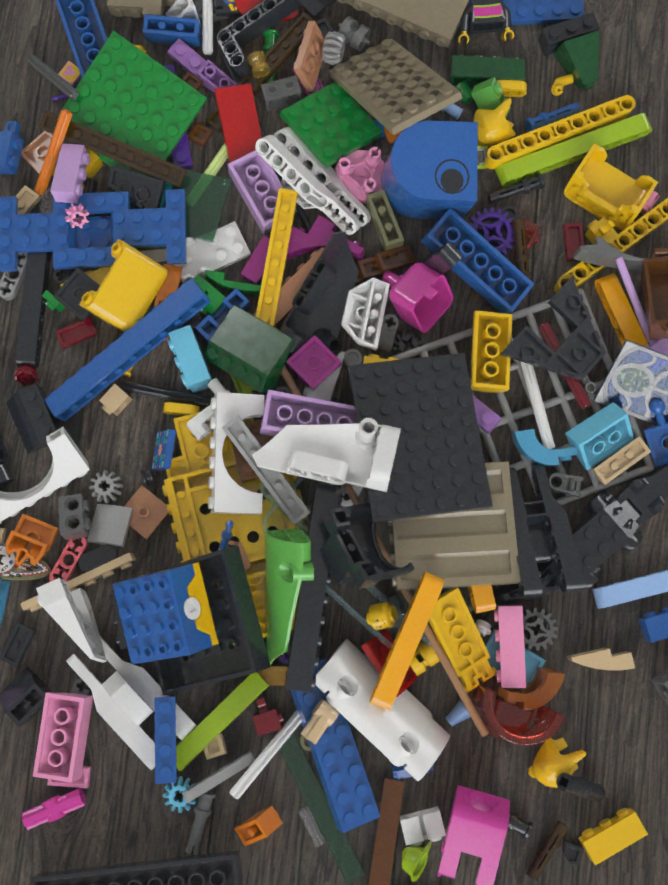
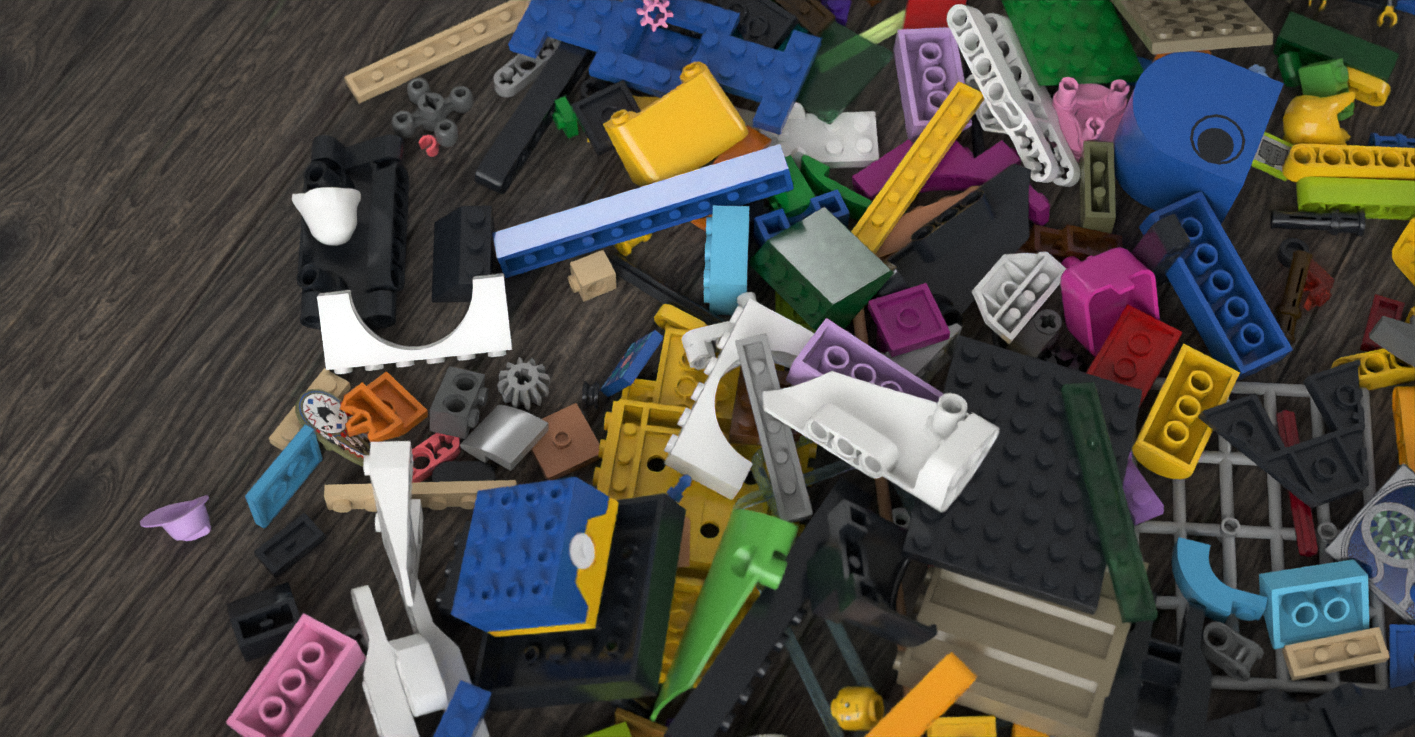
camera: 25 degrees right, 20 degrees down
(26, 375) = (481, 187): dark red plate -> none
(76, 333) = (578, 171): dark red tile -> none
(446, 325) = (1135, 350): none -> red tile
(474, 437) = (1109, 503): none -> clear green tile
(486, 228) = (1263, 250): dark purple gear -> none
(538, 406) = (1231, 516): white axle -> none

